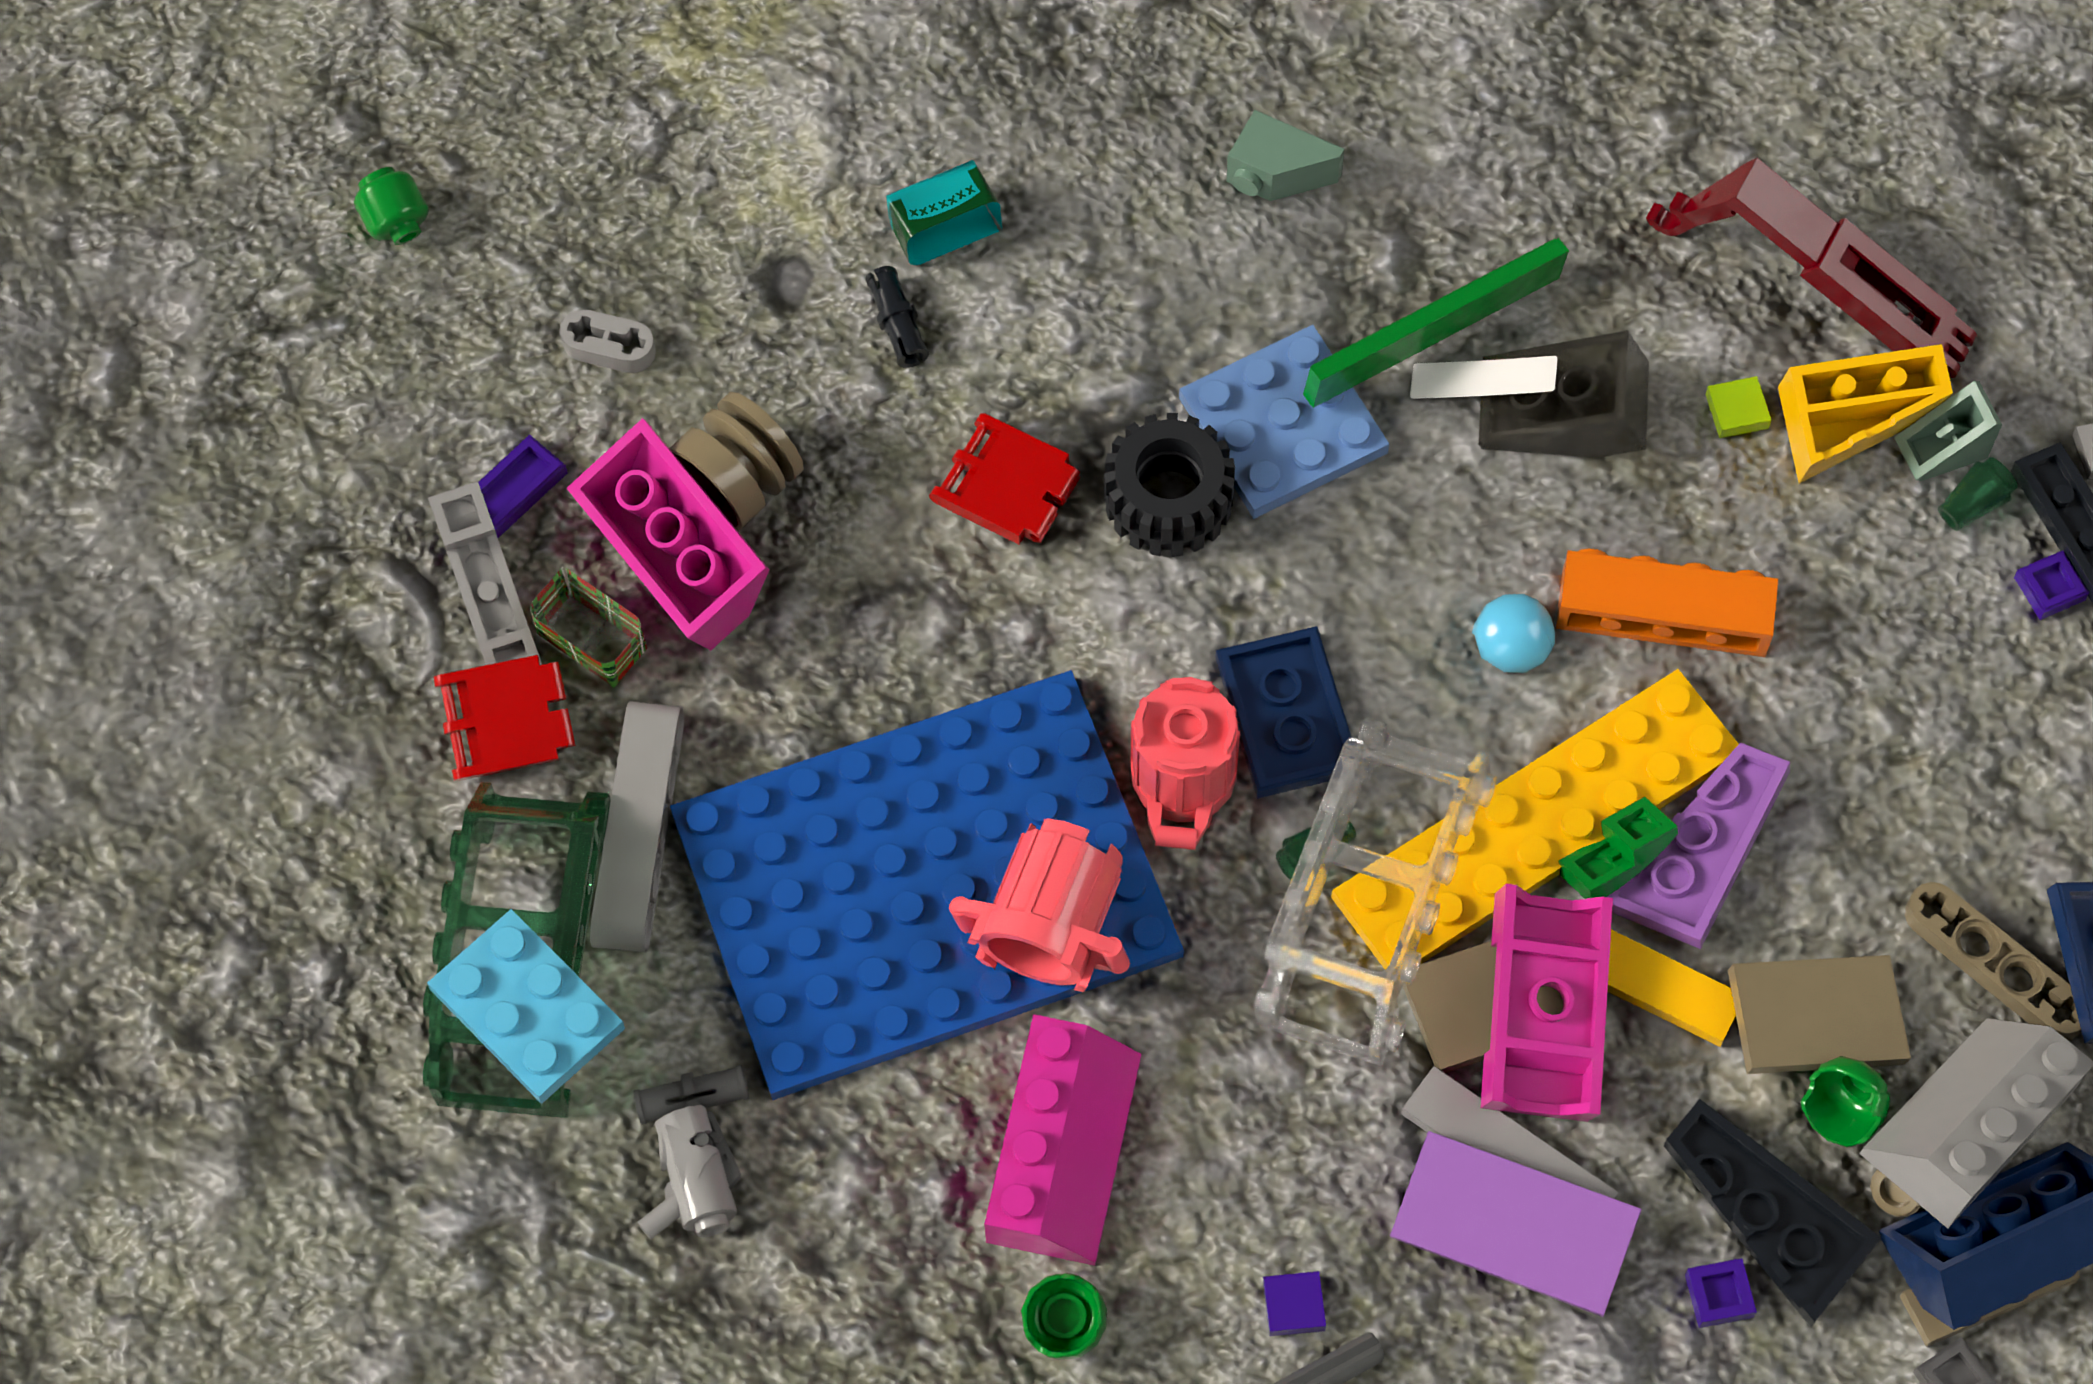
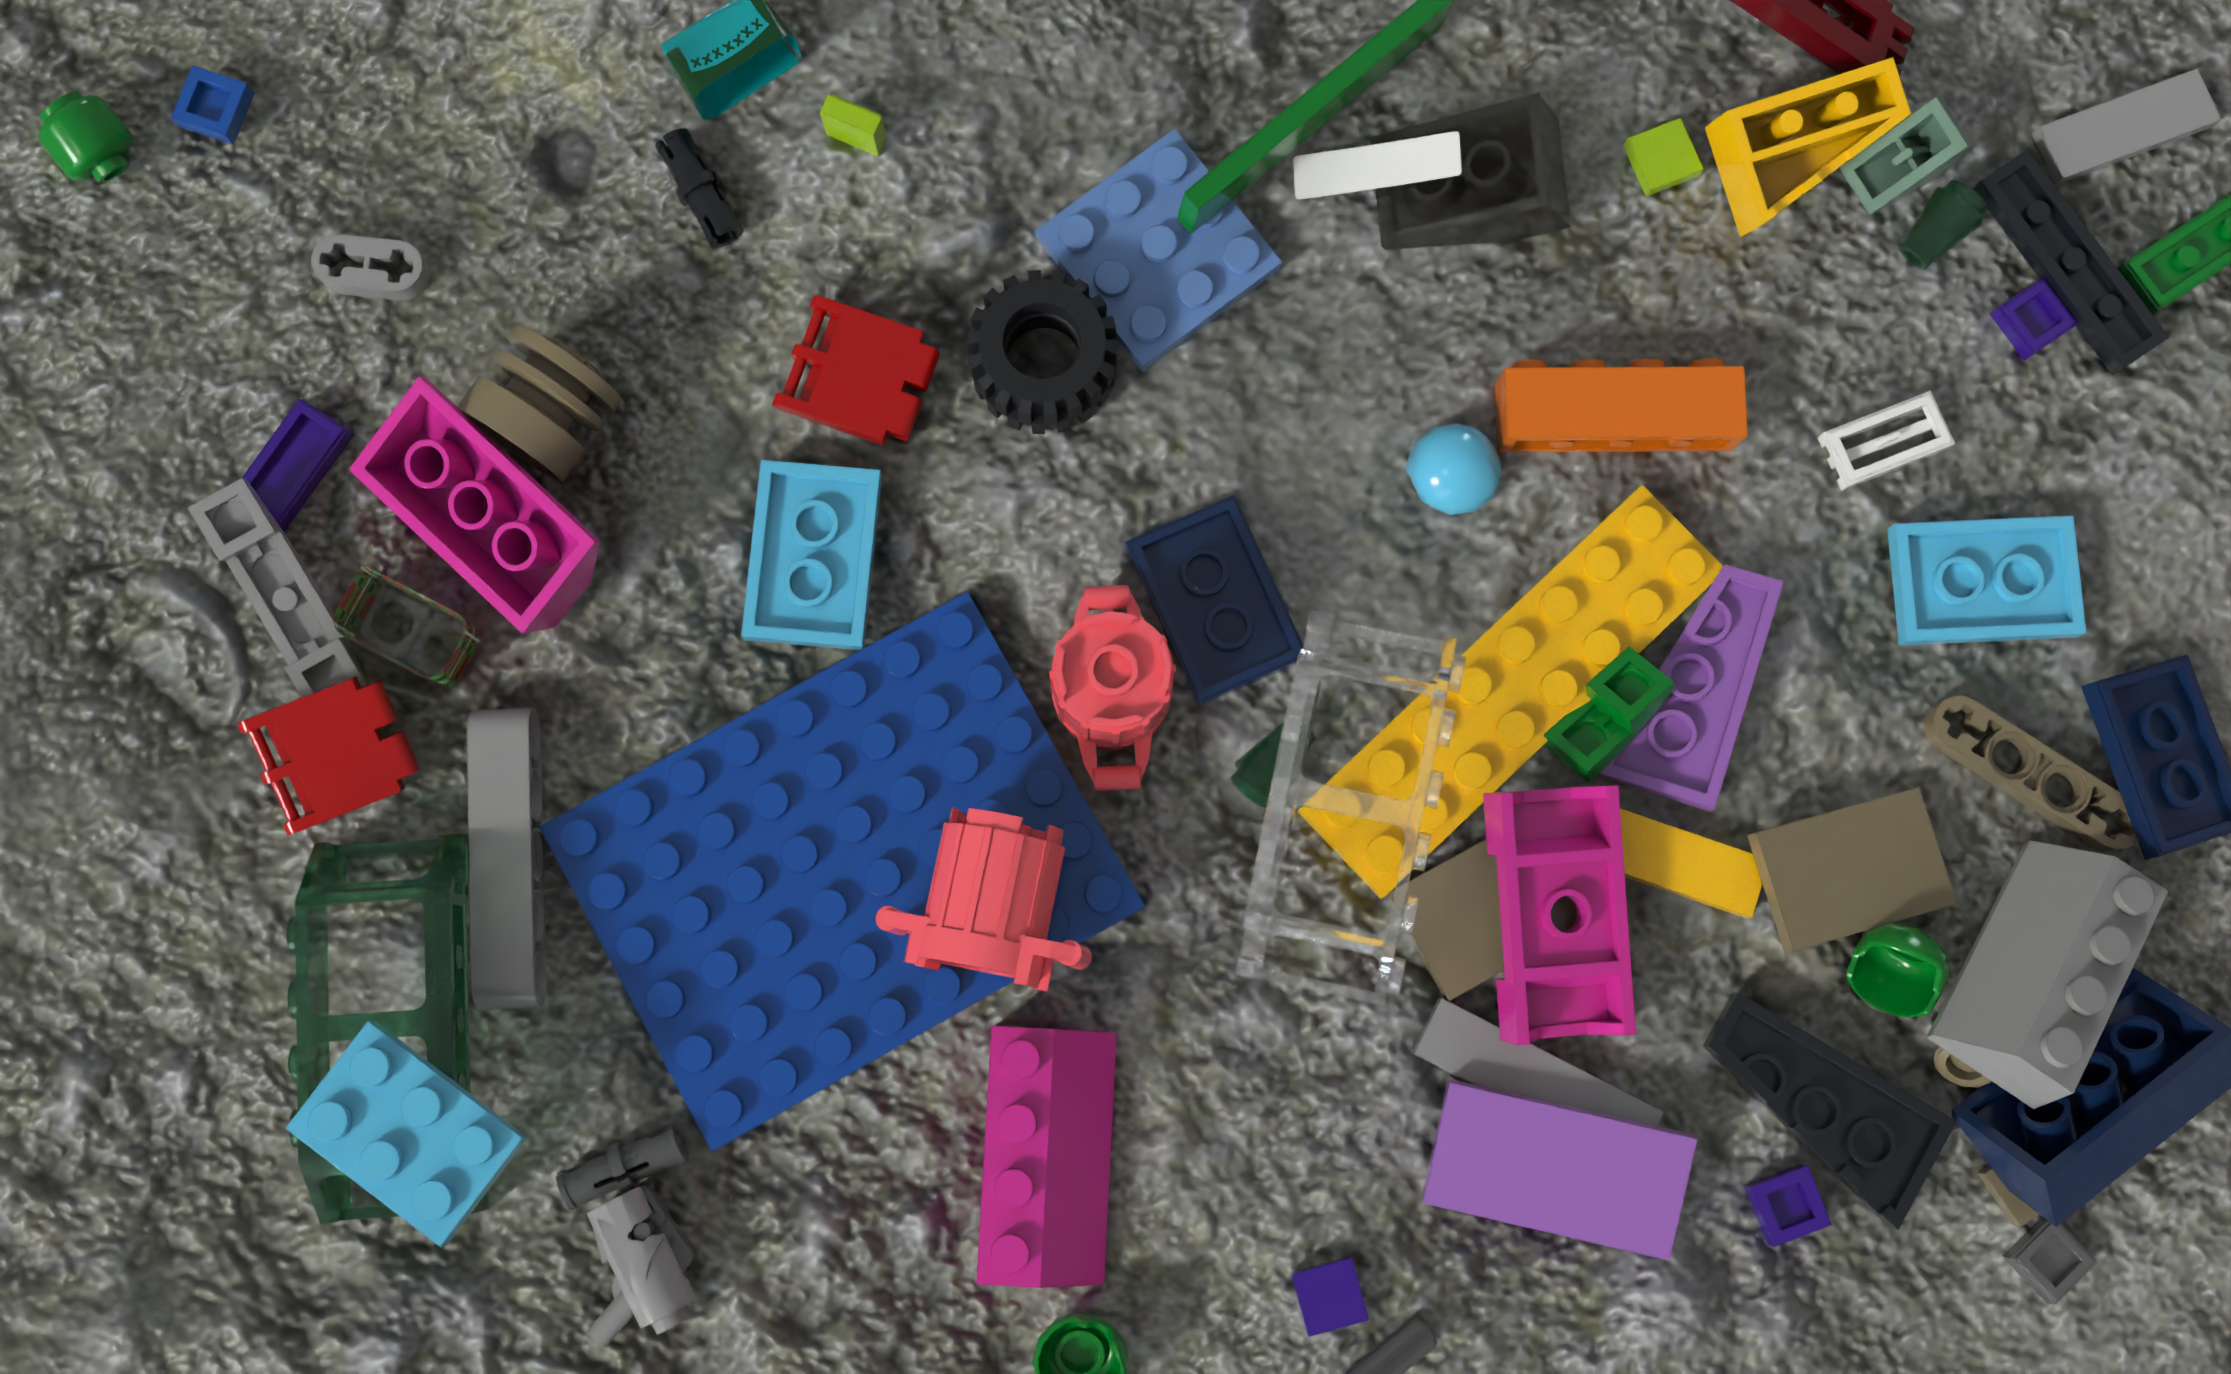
camera: 15 degrees left, 15 degrees up
(500, 195) = (212, 105): none -> blue plate
(942, 621) = (812, 555): none -> medium azure plate
(1037, 283) = (853, 124): none -> lime tile
(1911, 684) = (1842, 458): none -> white tile
(1975, 792) = (1986, 580): none -> medium azure plate

